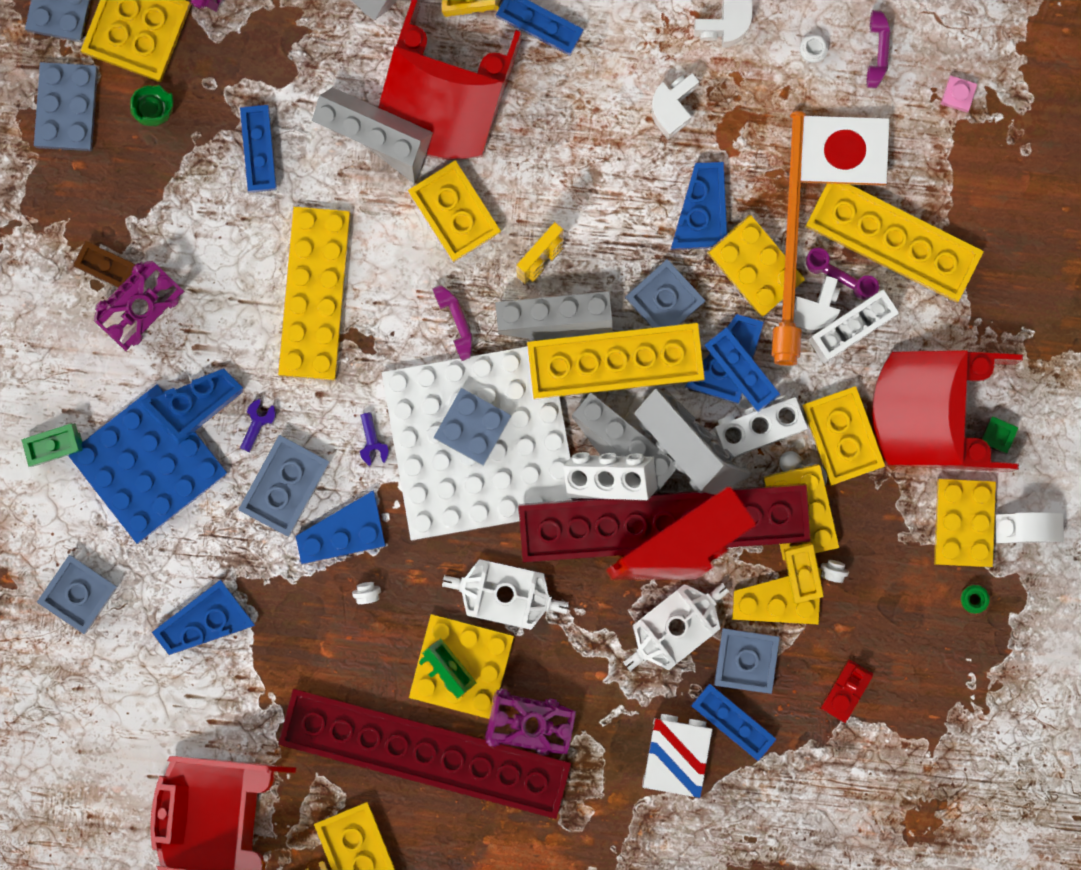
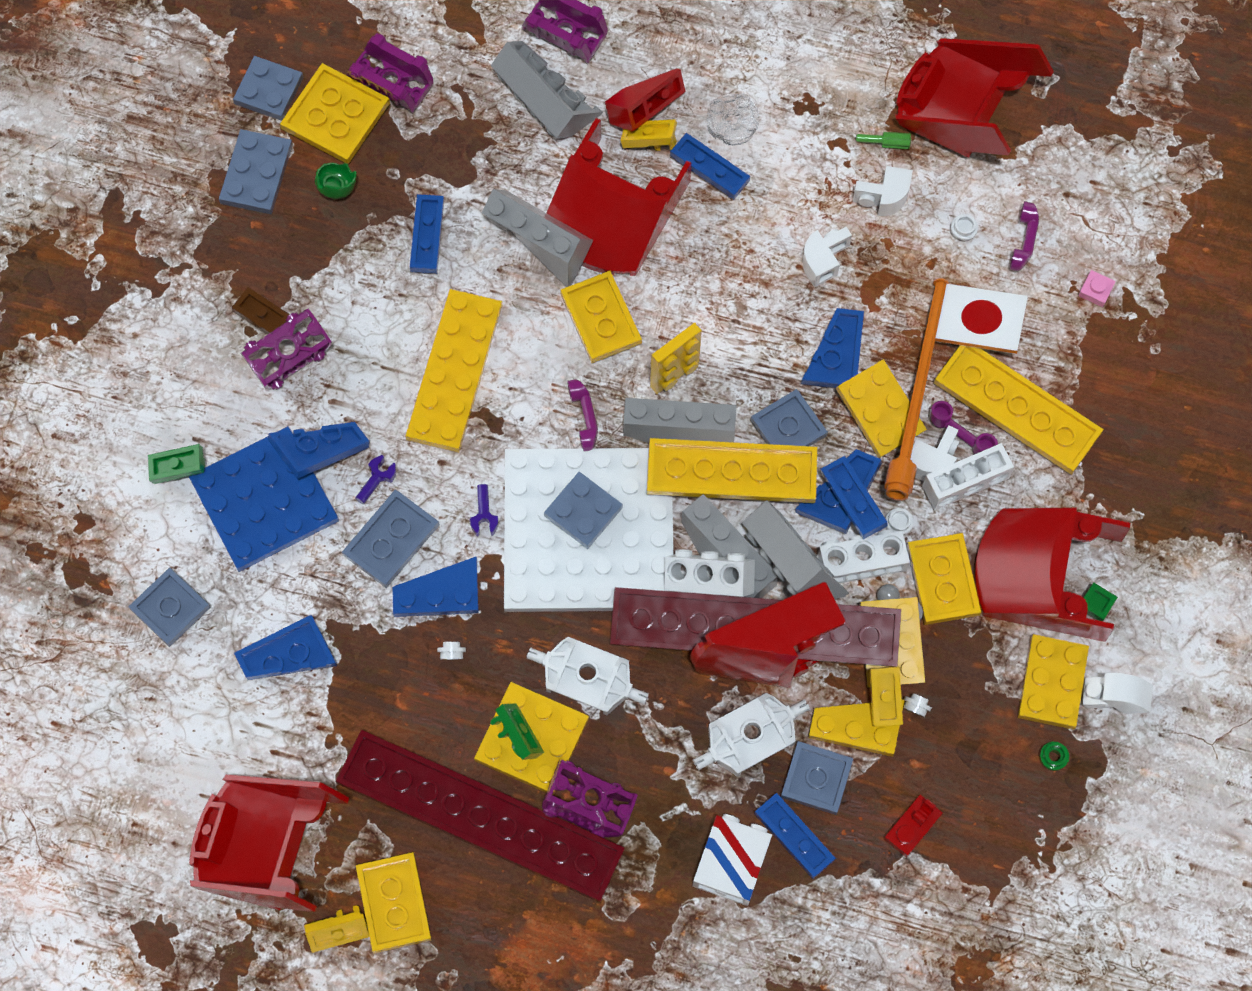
camera: 10 degrees right, 15 degrees down
(790, 382) = (900, 520): none -> white plate

